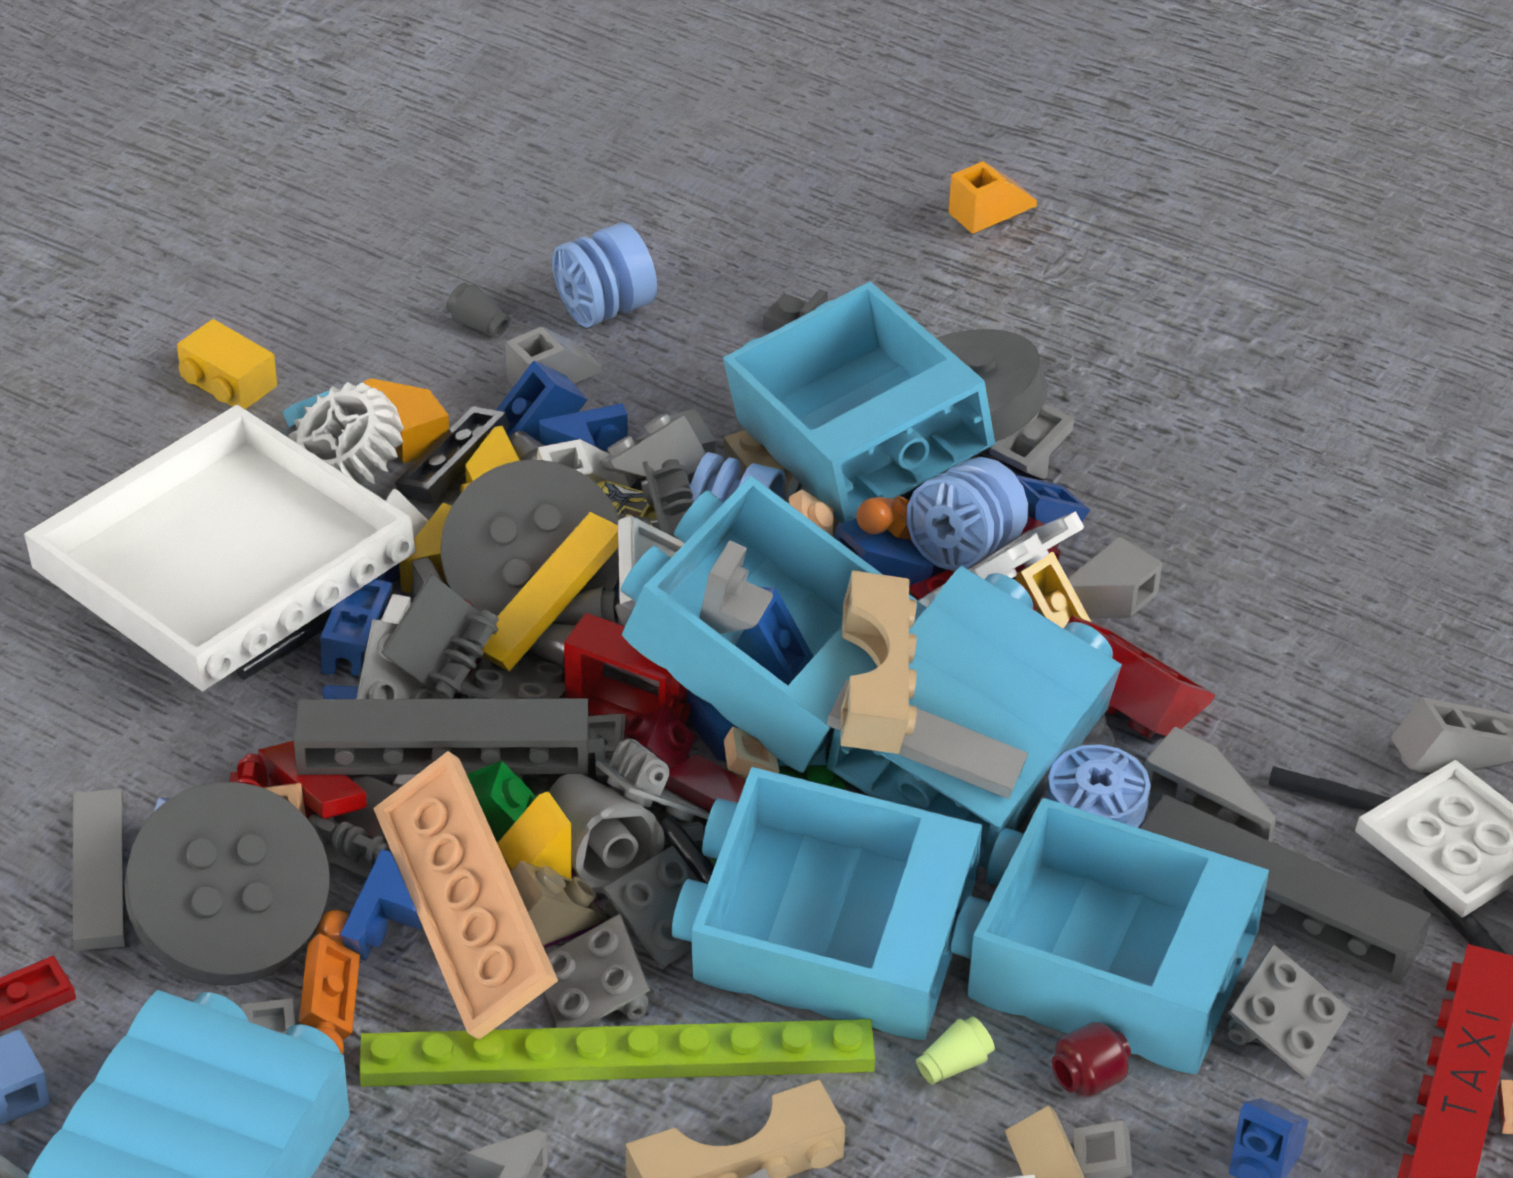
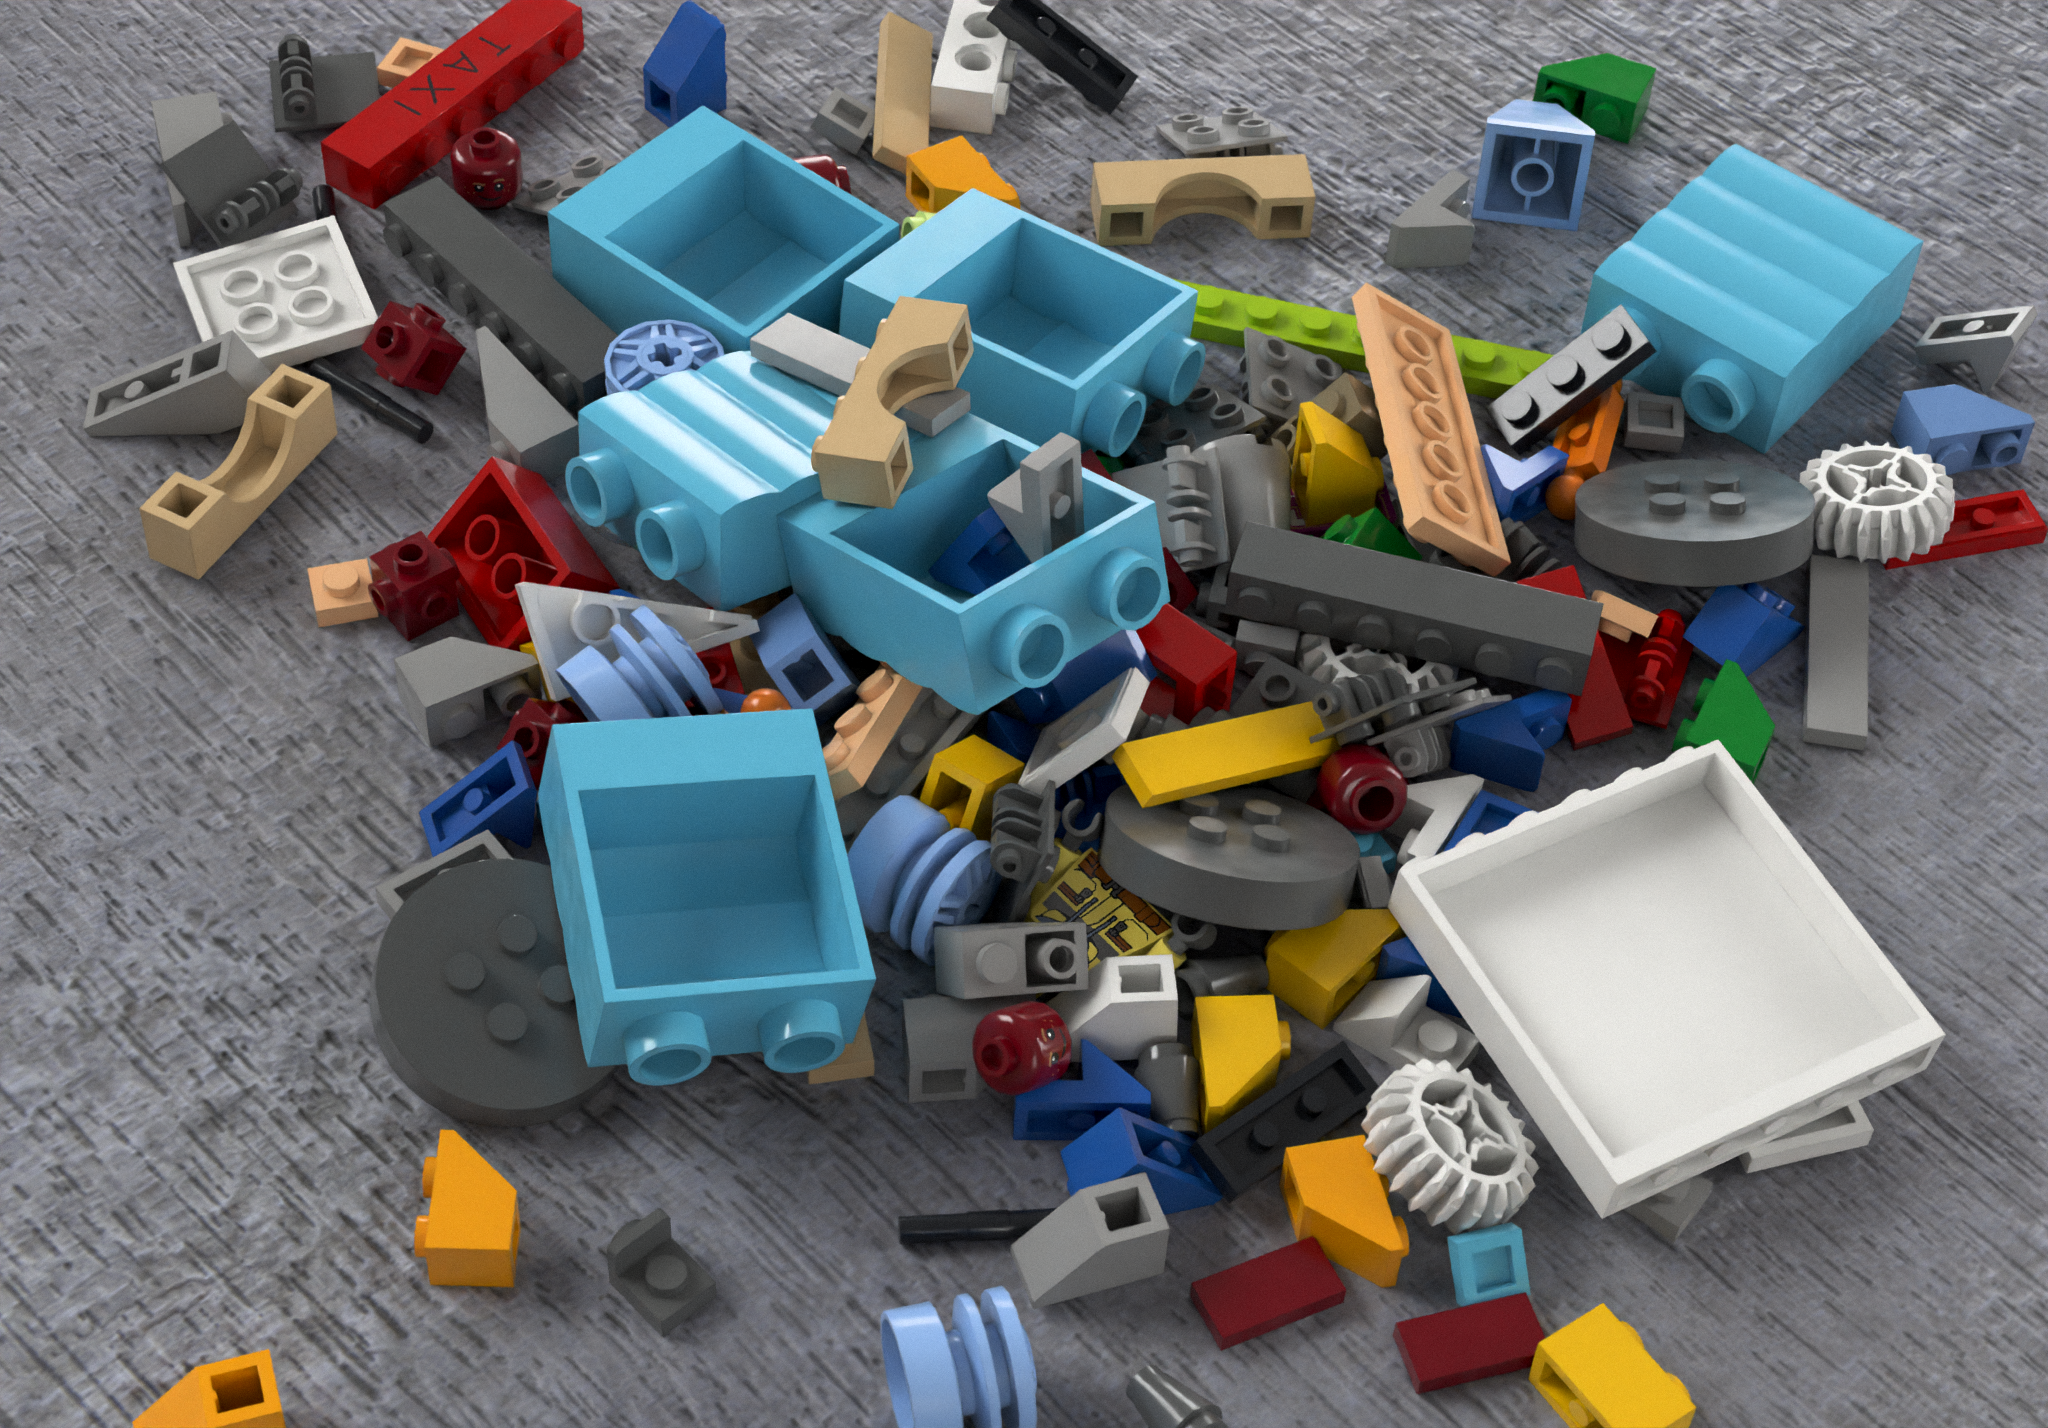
camera: 165 degrees left, 5 degrees up
(81, 997) = (1879, 501): none -> white gear
(185, 751) = (1734, 716): none -> green slope
(312, 381) = (1469, 1342): none -> dark red tile
(349, 1002) = (1570, 379): none -> plate
(450, 377) = (1267, 1292): none -> dark red tile
(626, 379) = (969, 1226): none -> black piece
(626, 412) = (1026, 1045): none -> dark red head
(921, 300) = (470, 1221): none -> light orange slope
(958, 1098) = (948, 171): none -> light orange slope
(1190, 635) = (414, 585): none -> dark red brick
(1244, 643) = (341, 592): none -> light nougat plate
(1304, 810) = (413, 347): none -> dark red brick
(1369, 677) = (283, 430): none -> tan arch
(1379, 995) = (487, 168): none -> dark red head

